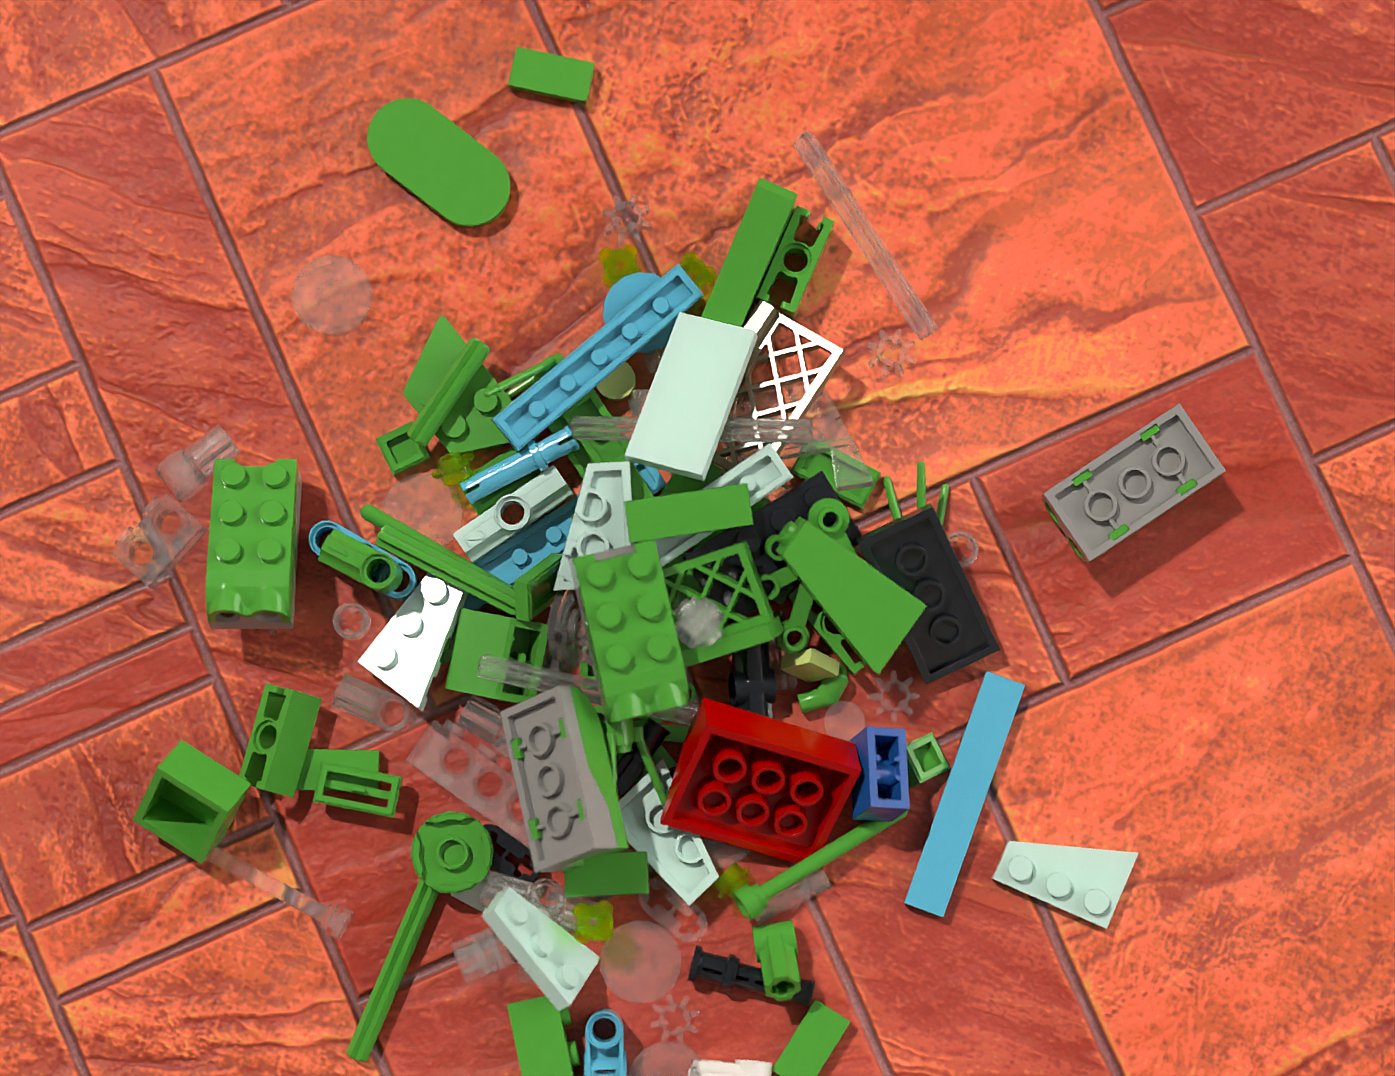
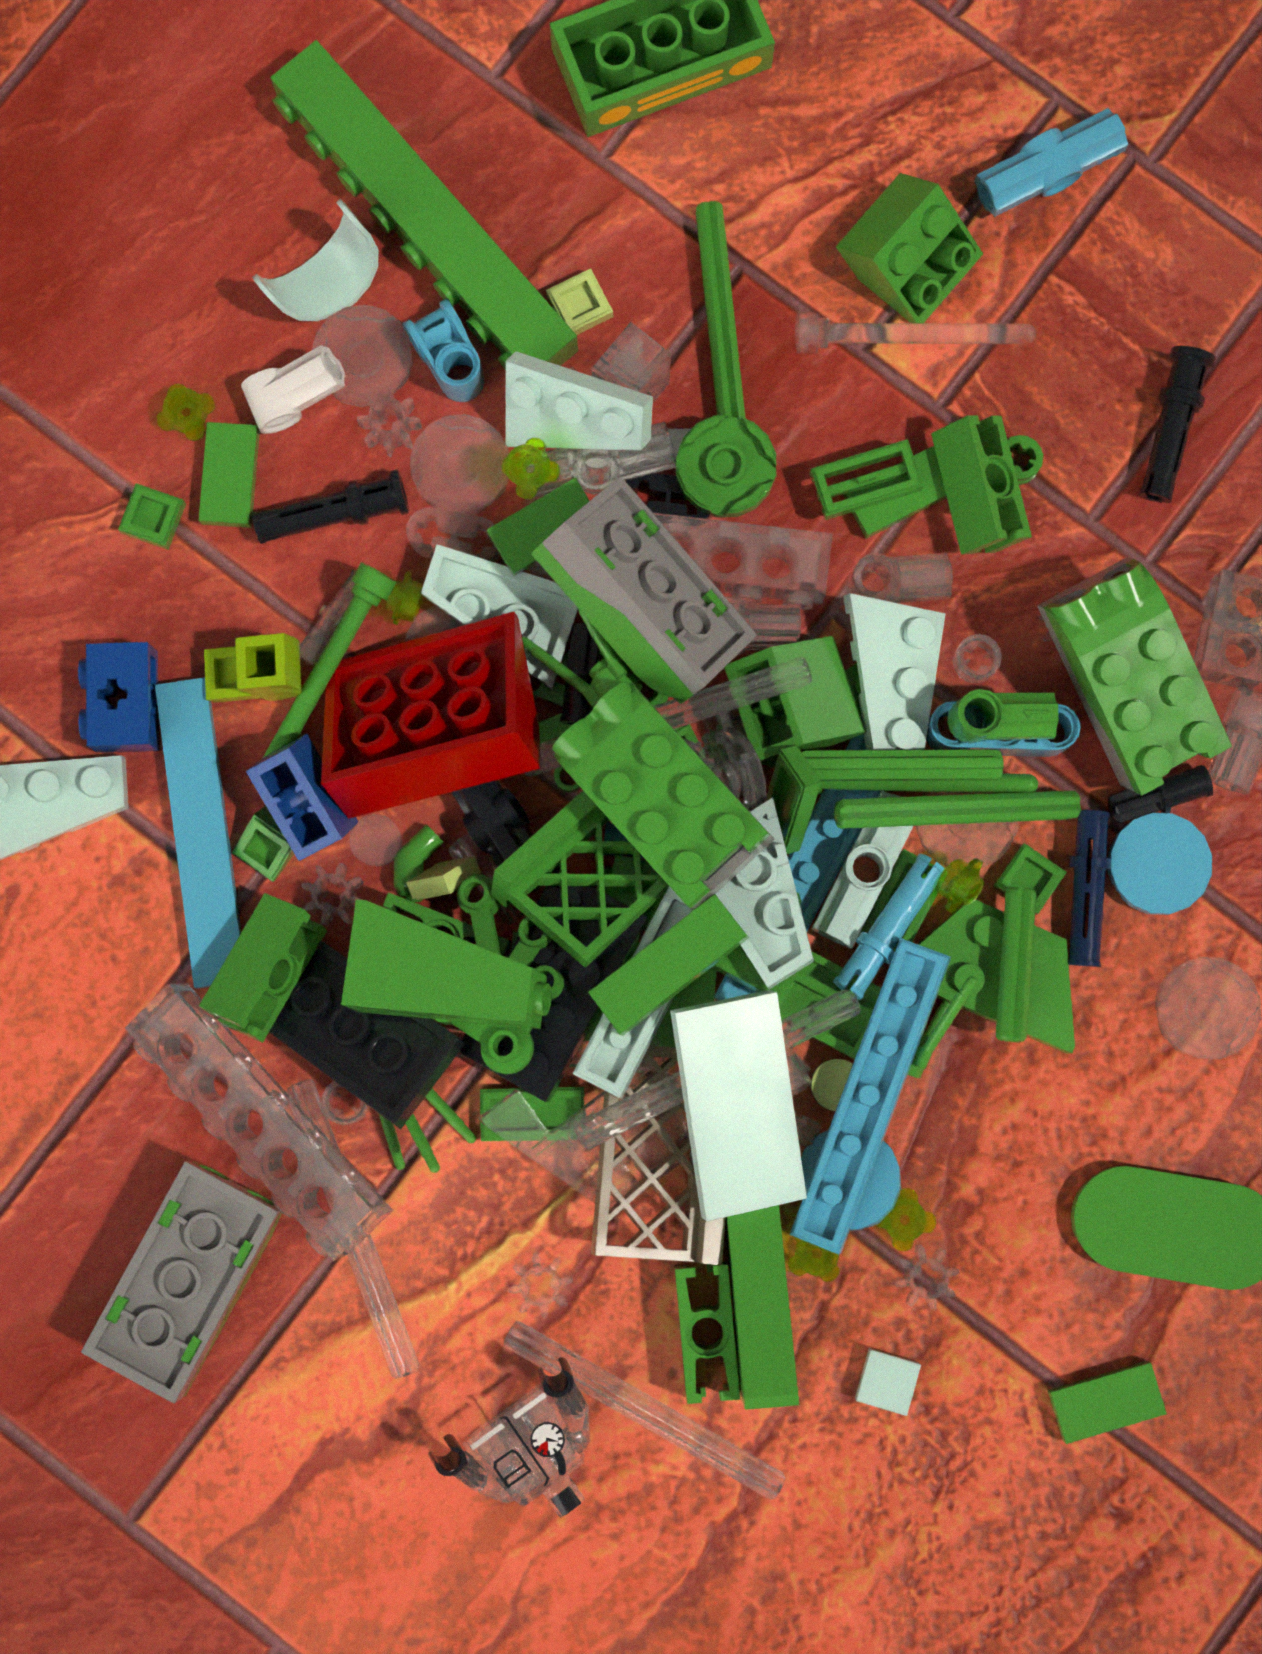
camera: 150 degrees right, 0 degrees up
(91, 952) = (1051, 162): none -> medium azure piece
(102, 726) = (1179, 403): none -> black pin
(191, 801) = (1038, 365): bright green piece -> none
(229, 755) = (1029, 446): none -> bright green bush
(229, 943) = (910, 247): none -> bright green slope
(264, 453) = (1175, 791): none -> black axle
(307, 410) = (1160, 863): none -> medium azure tile
(340, 460) = (1090, 826): none -> dark blue pin
(428, 519) = (956, 809): none -> bright green axle
(489, 1036) = (580, 302): none -> yellowish green tile
(690, 166) = (887, 1381): none -> light aqua tile
(698, 622) = (589, 845): clear gear -> none
(777, 953) = (315, 547): bright green piece -> none
(867, 886) = (254, 669): none -> lime brick
(882, 1045) = (152, 516): none -> bright green tile
(952, 931) = (136, 719): none -> blue brick
(956, 251) = (527, 1447): none -> clear torso
(968, 669) = (263, 967): none -> bright green piece
(999, 462) = (366, 1261): none -> clear axle
(1017, 587) = (285, 1125): none -> clear brick

